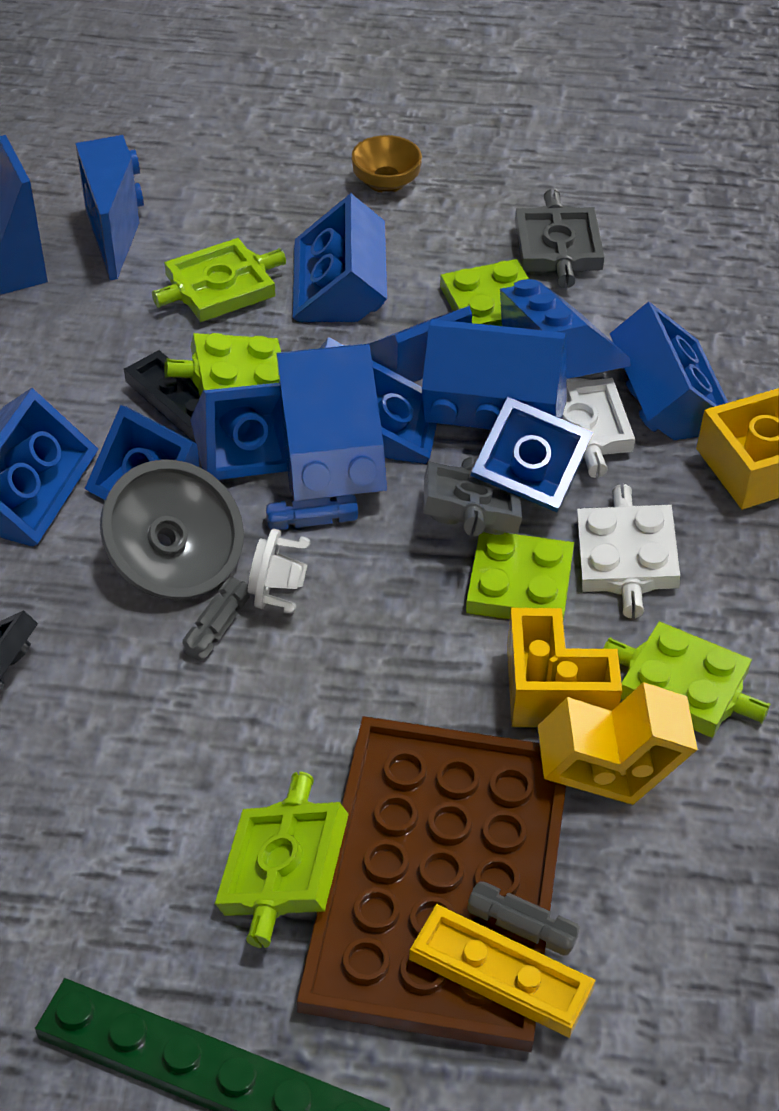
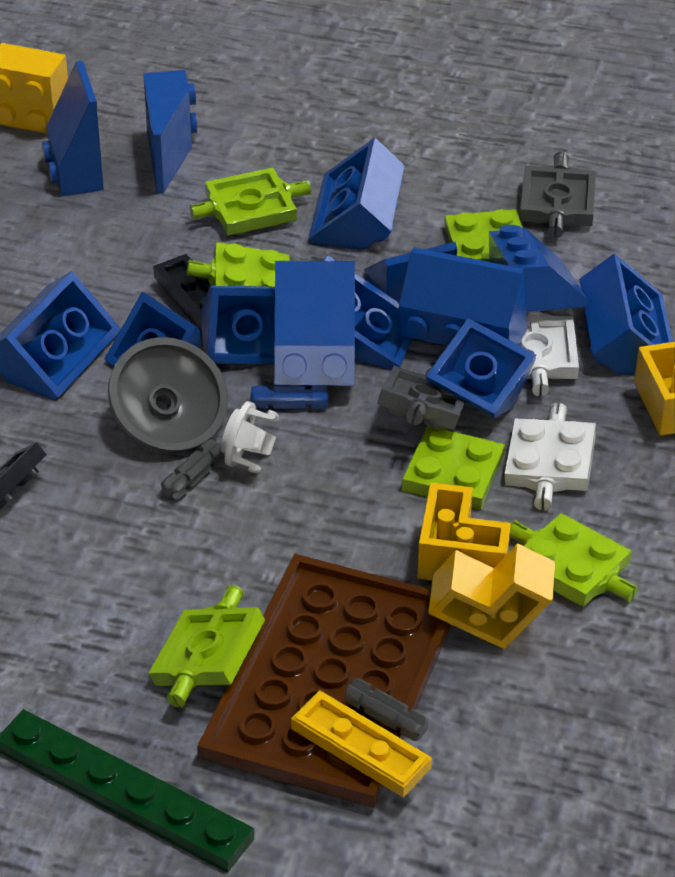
camera: 10 degrees right, 5 degrees down
(386, 162) = (418, 115): pearl gold piece -> none

